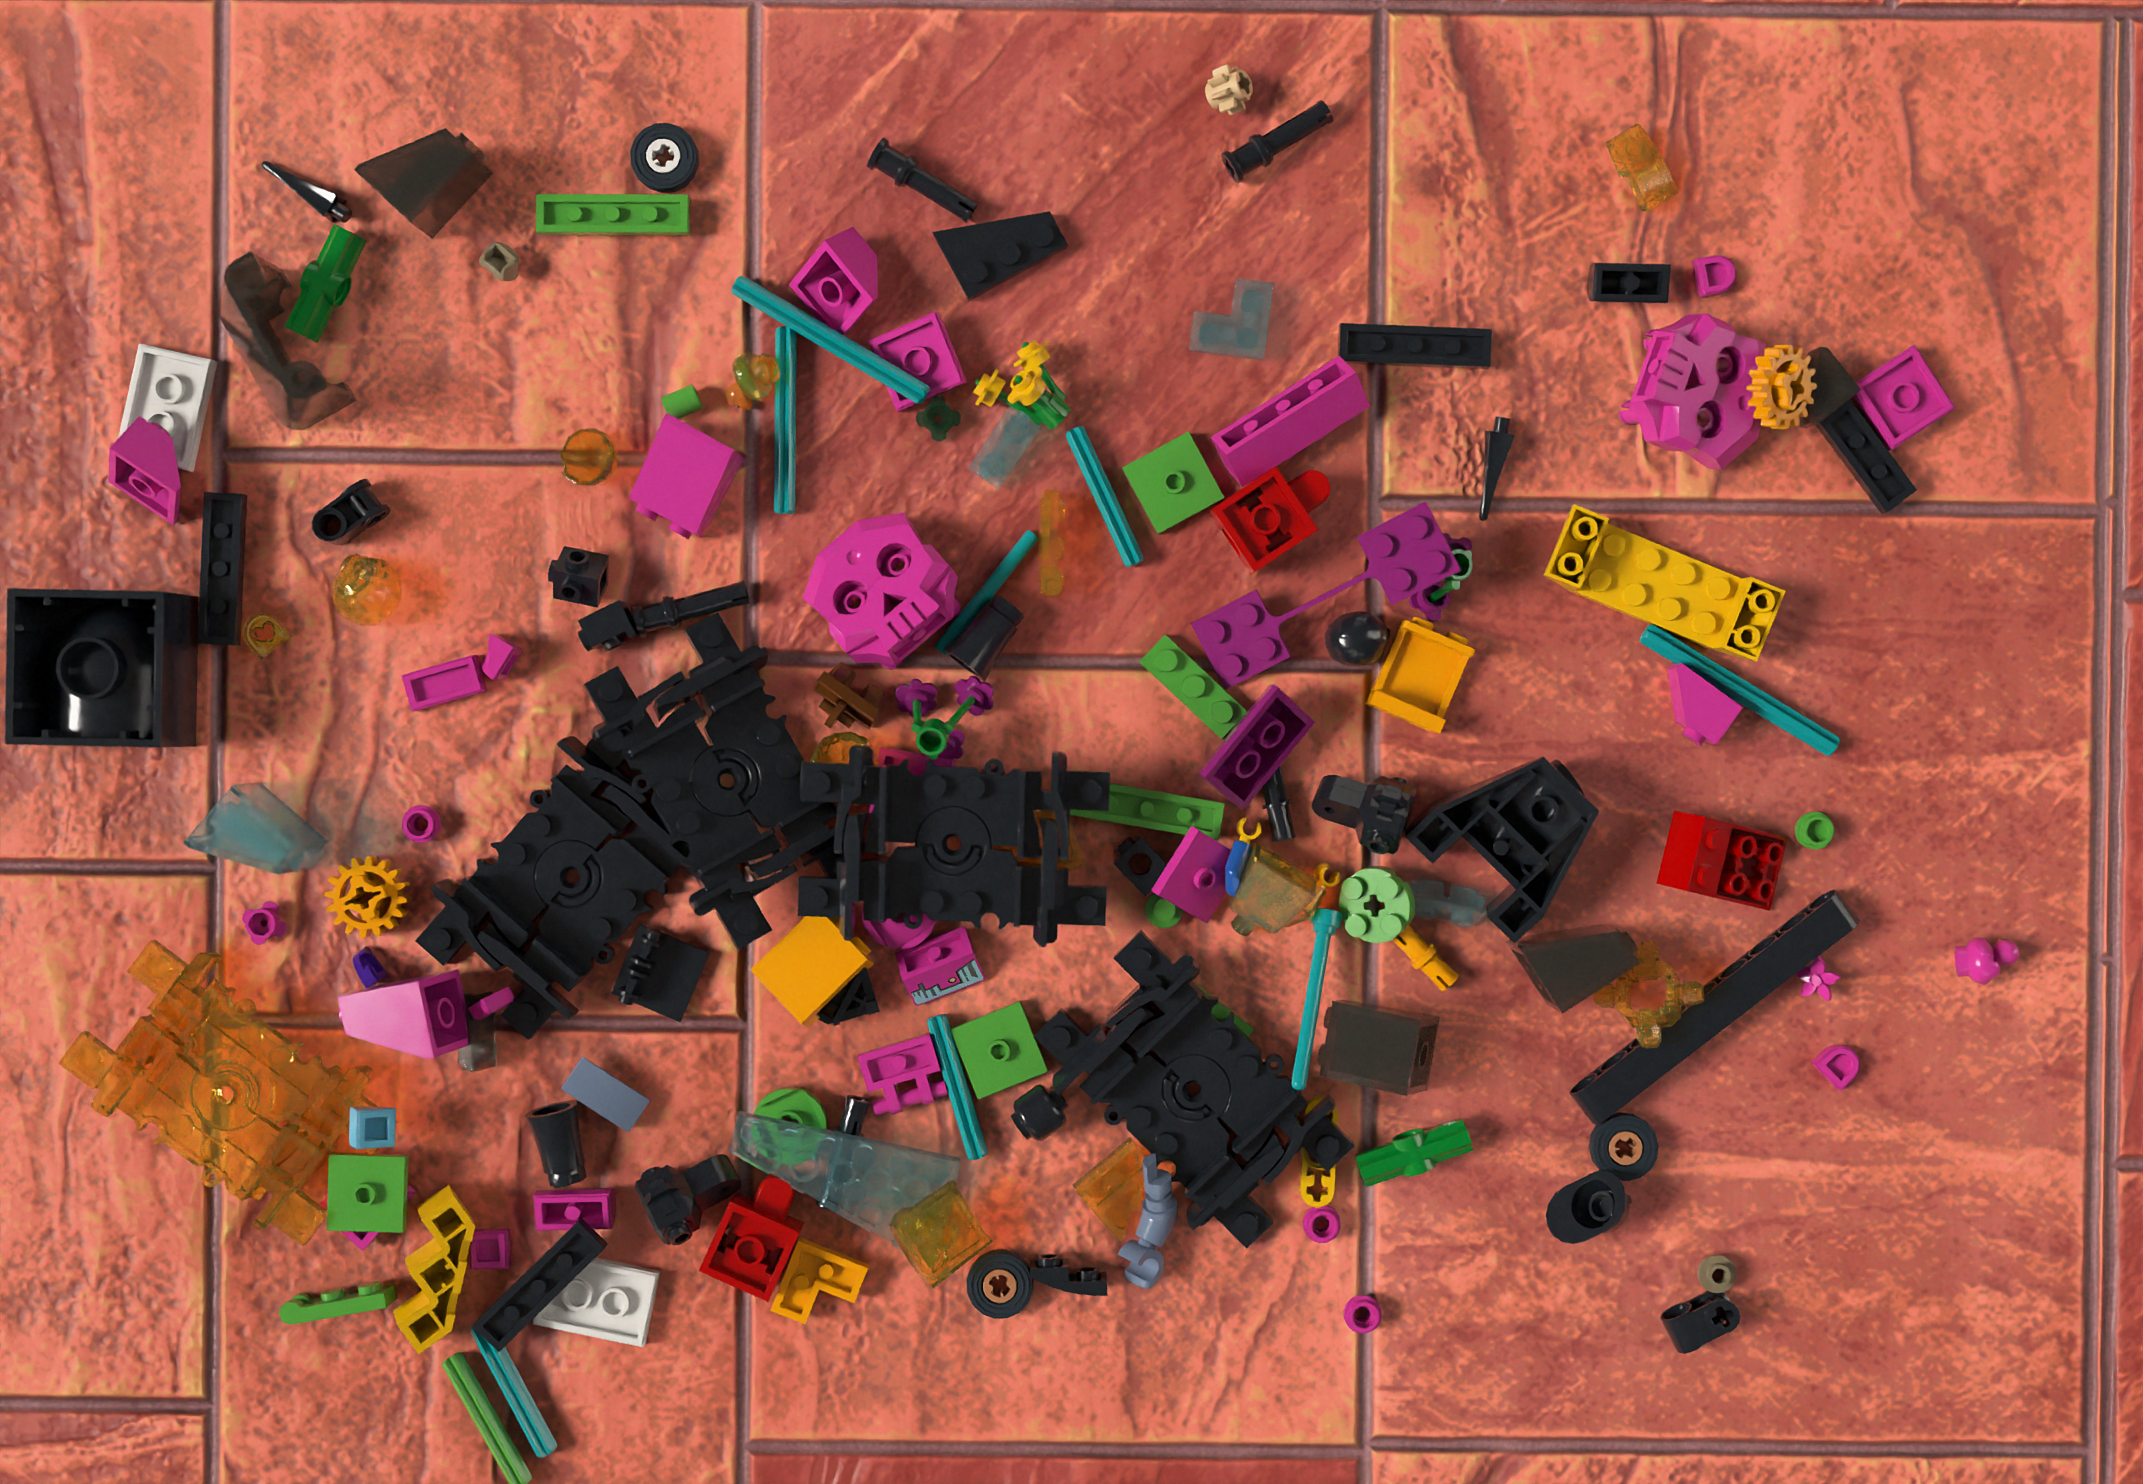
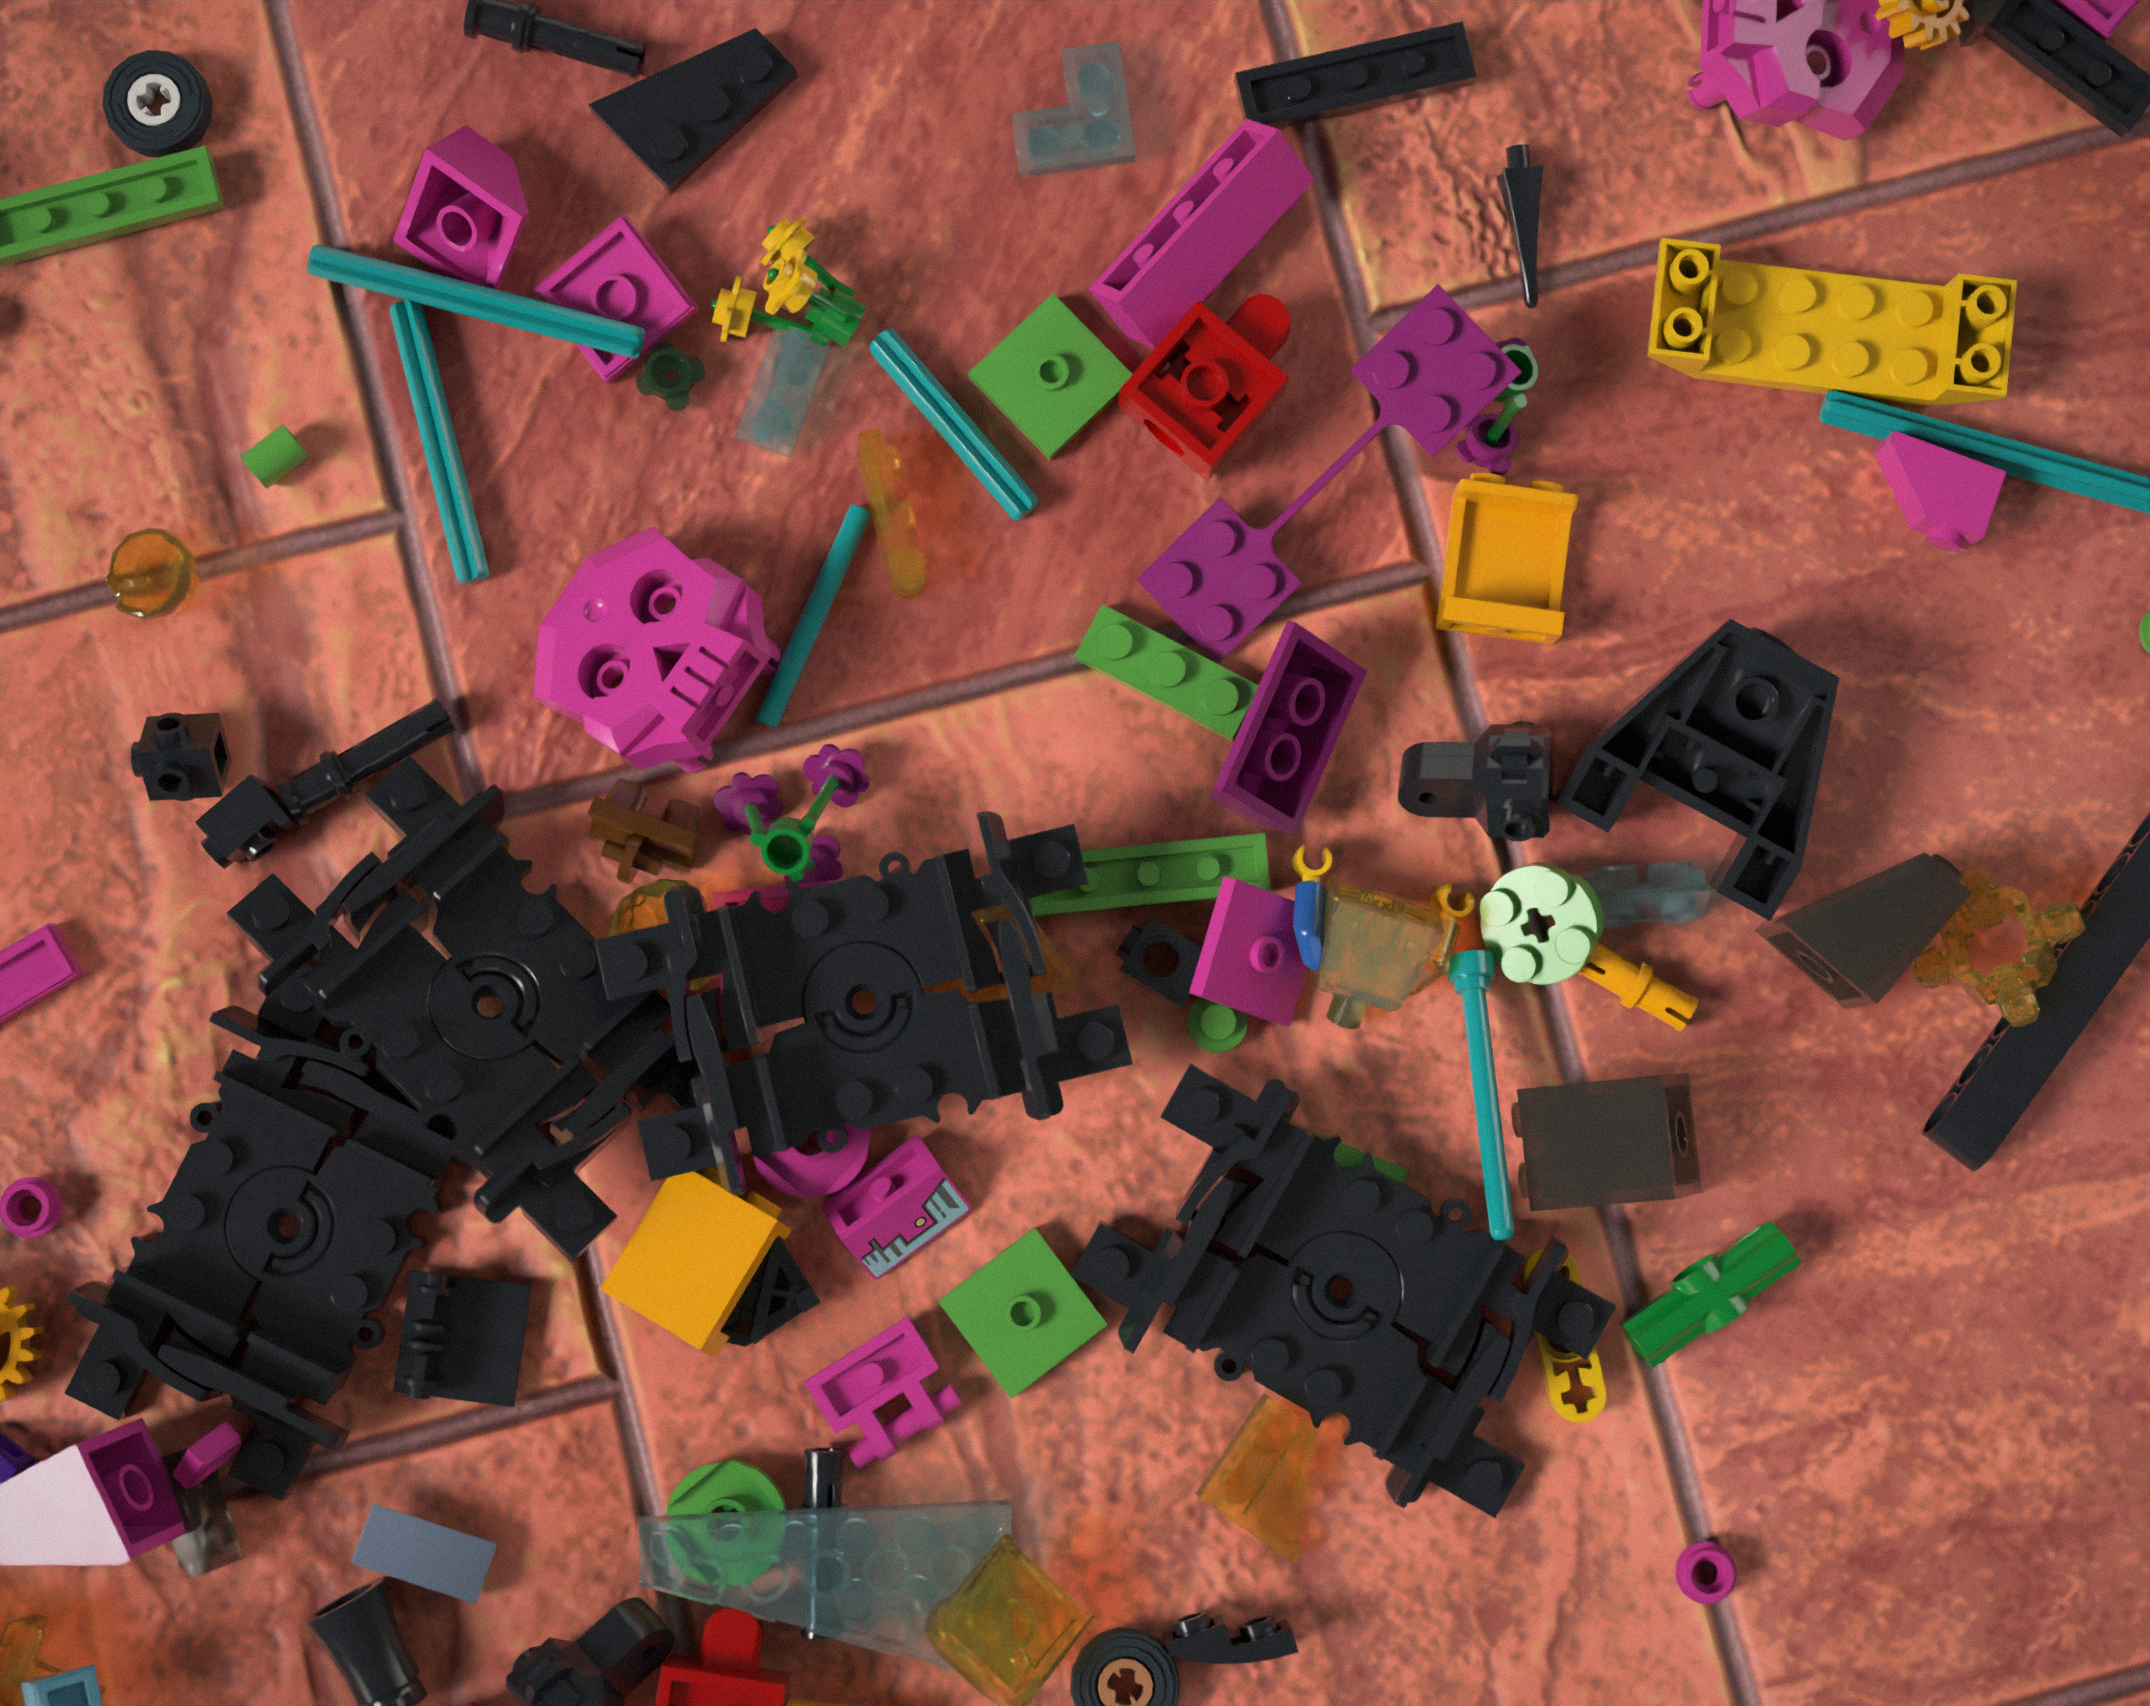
camera: 15 degrees left, 5 degrees down
(500, 657) = (91, 915): dark pink slope -> none
(684, 477) = (306, 560): dark pink slope -> none
(753, 379) = (375, 388): clear yellow animal -> none
(957, 1087) = (973, 1389): teal axle -> none
(985, 637) = (829, 681): black plant -> none
(1039, 1113) = (1112, 1392): black head -> none
(1154, 1227) = (1342, 1524): sand blue piece -> none
(1278, 807) = (1347, 817): black axle -> none
(1326, 1234) = (1618, 1453): dark pink plate -> none
(1356, 639) = (1394, 532): black hair -> none
(1588, 1208) = (2005, 1303): black piece -> none
(1643, 1145) = (2036, 1226): black bush -> none
(1721, 860) = (2044, 713): red slope -> none

